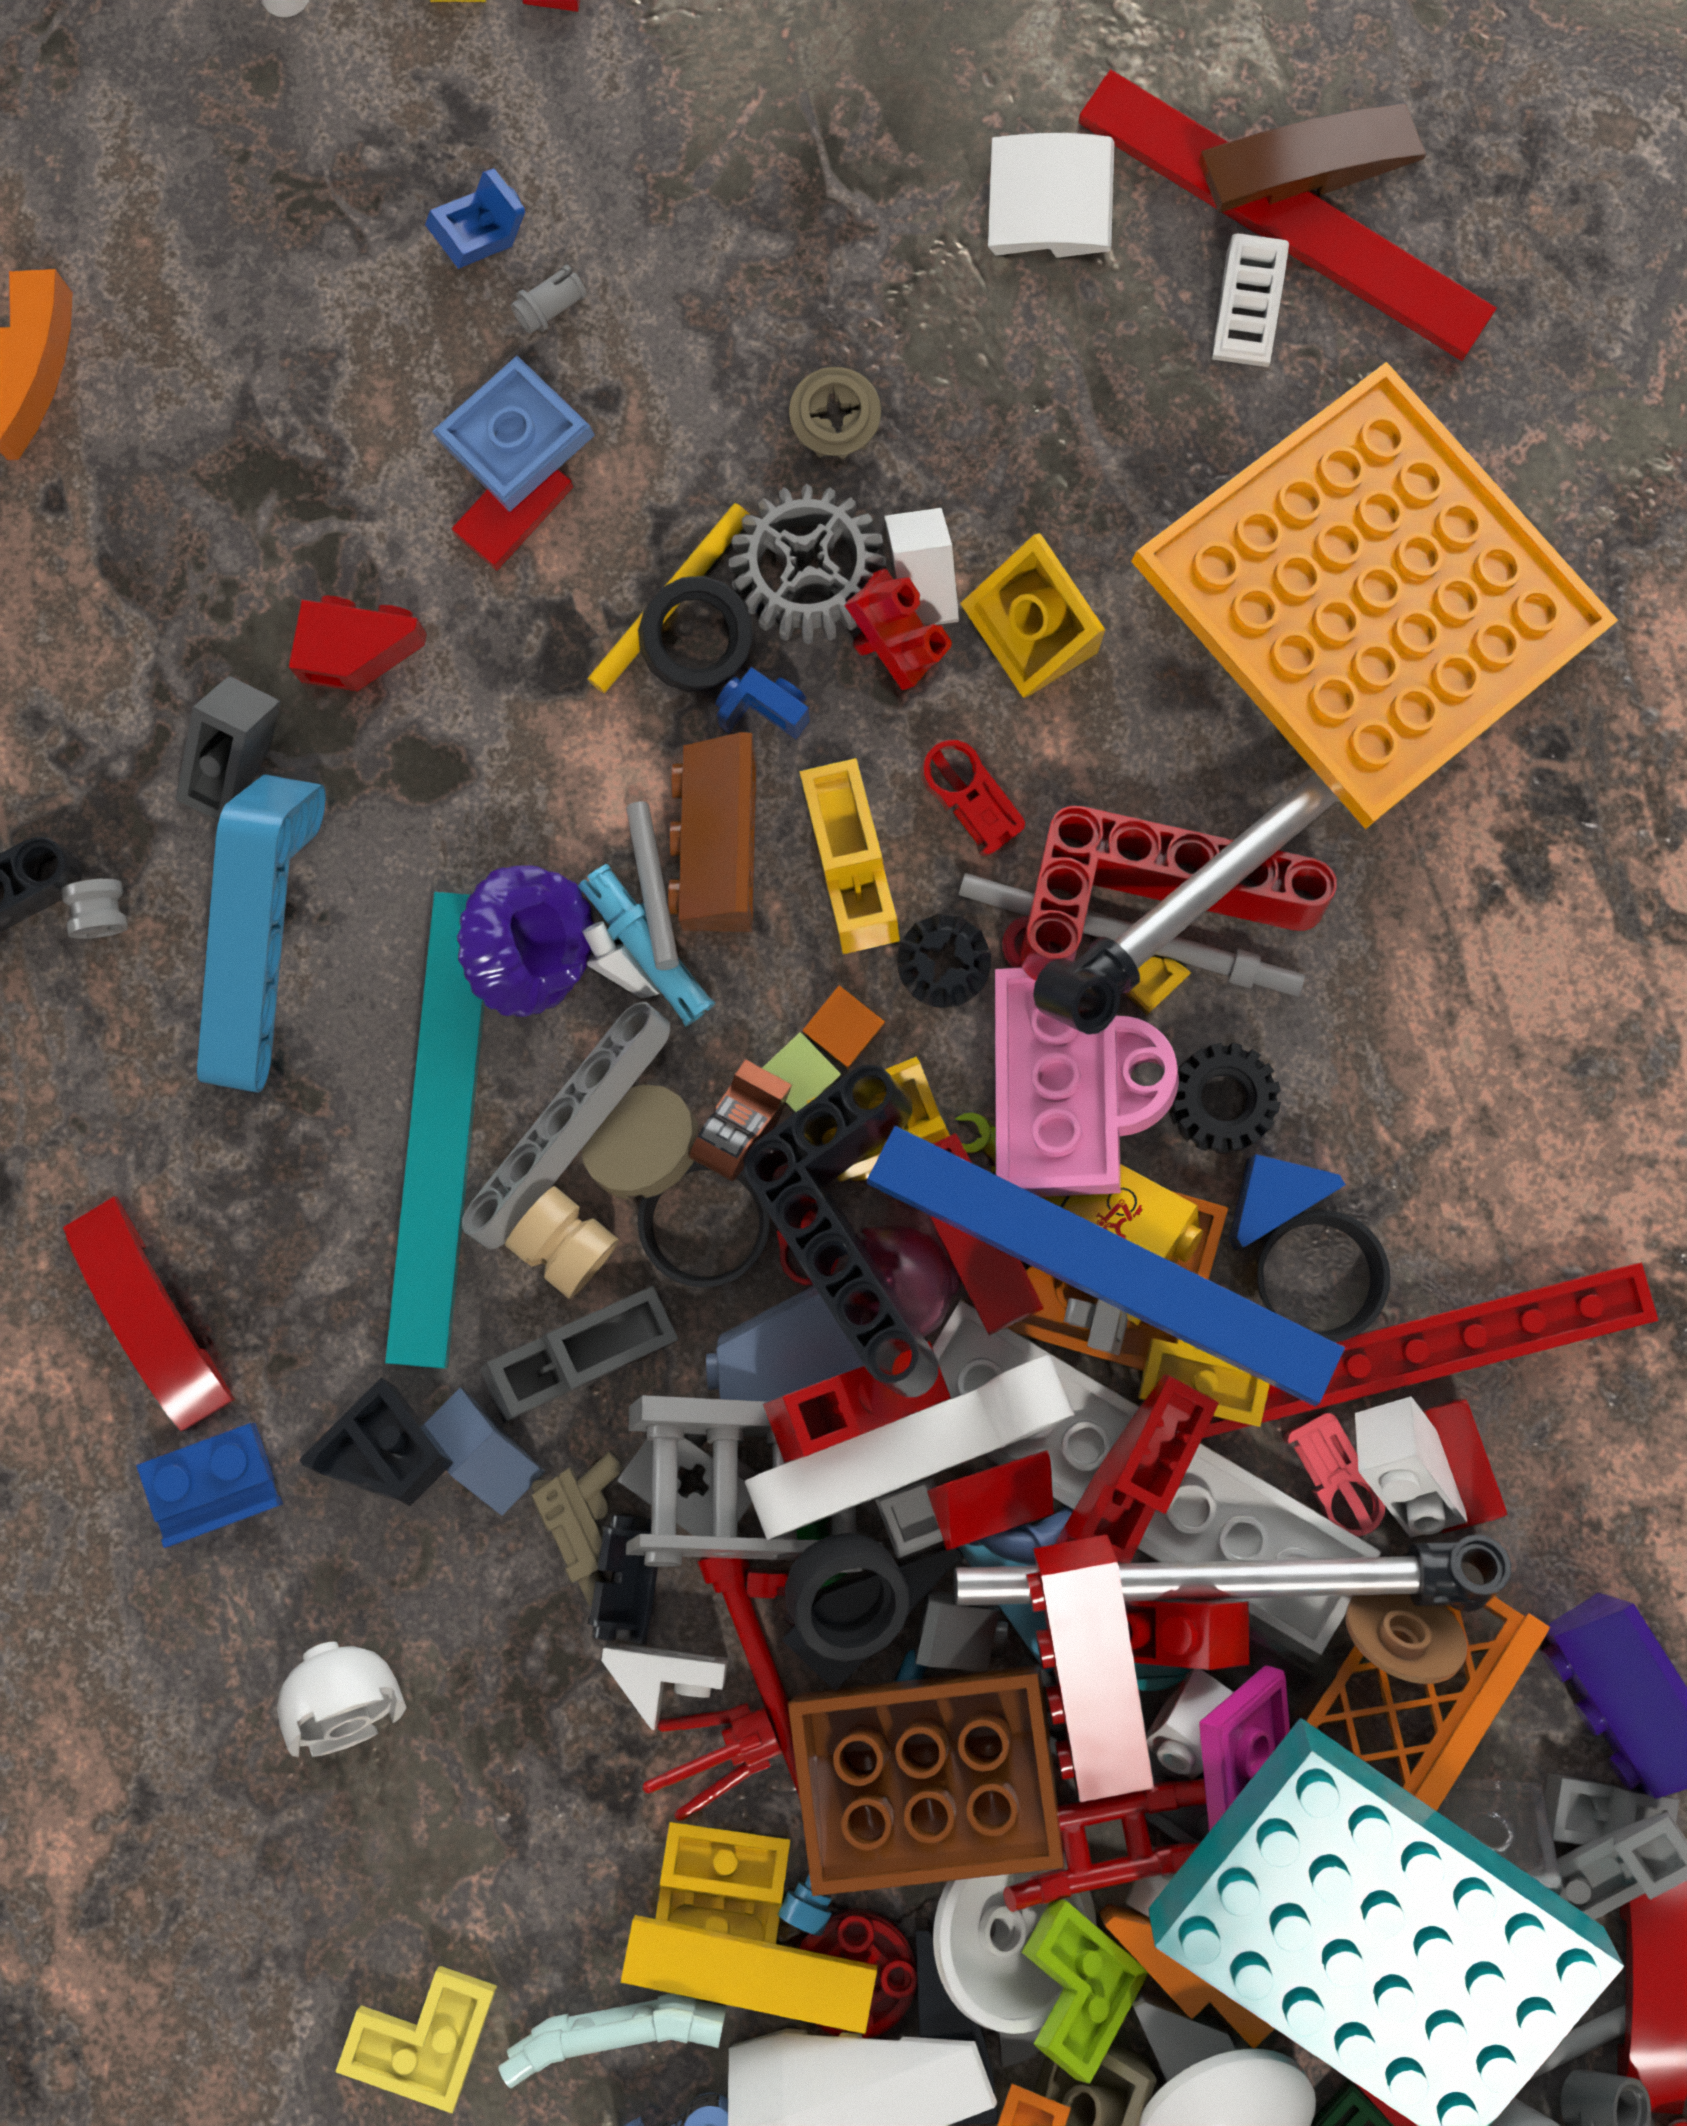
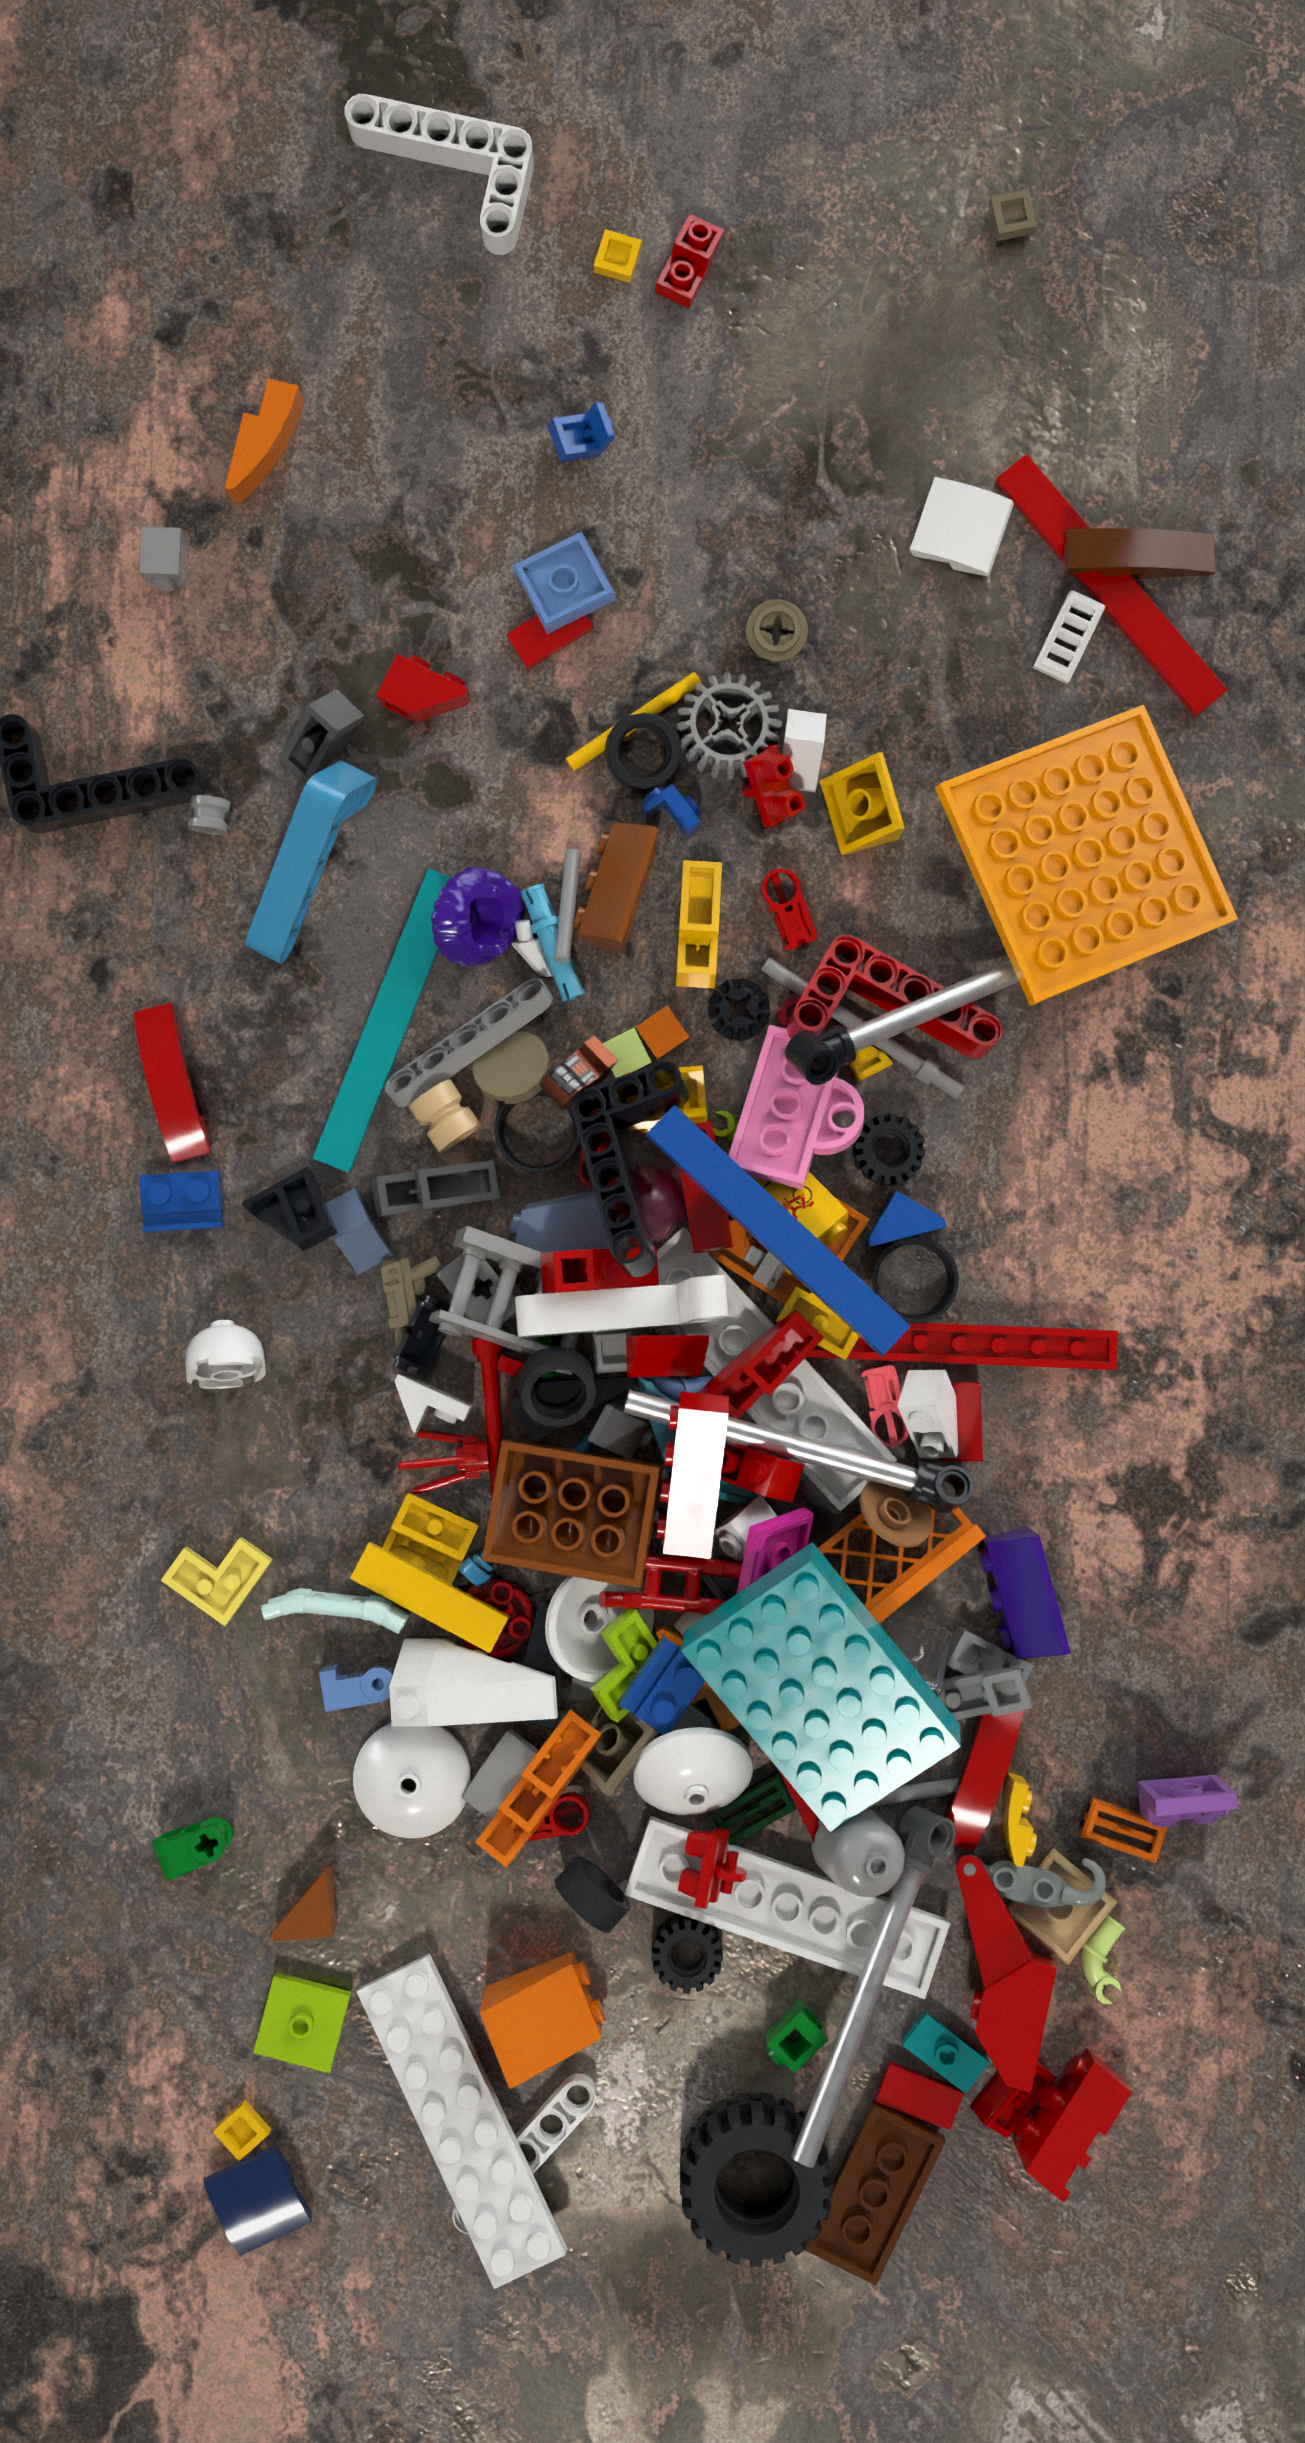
camera: 15 degrees right, 5 degrees up
(548, 300) = (612, 500): light grey pin -> none
(1141, 2009) = (662, 1687): none -> blue plate

